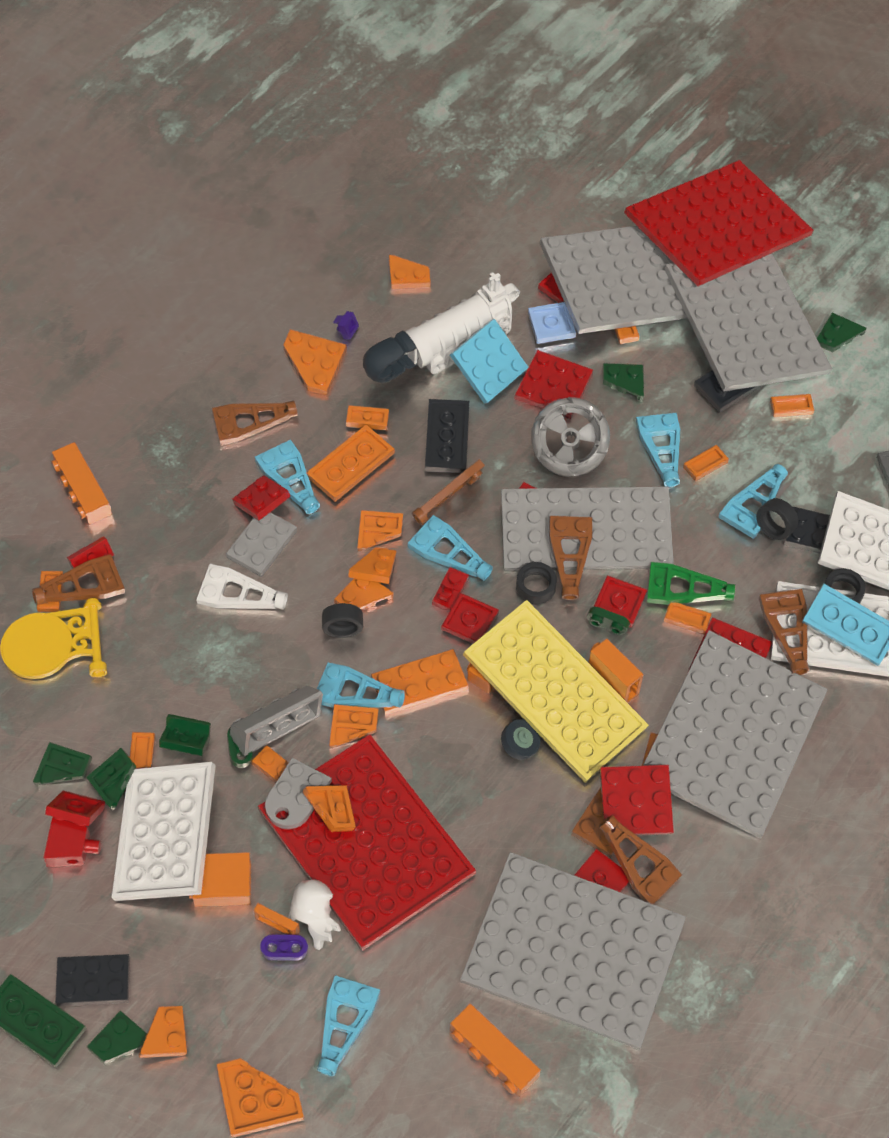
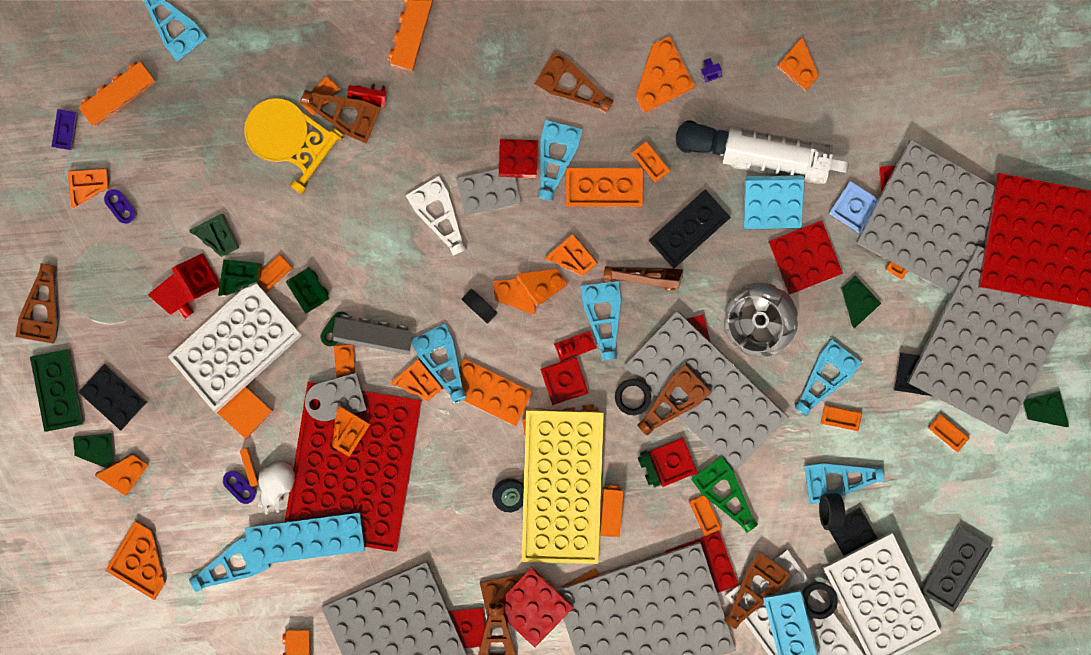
camera: 40 degrees right, 30 degrees up
(386, 932) = (305, 539): none -> medium azure plate

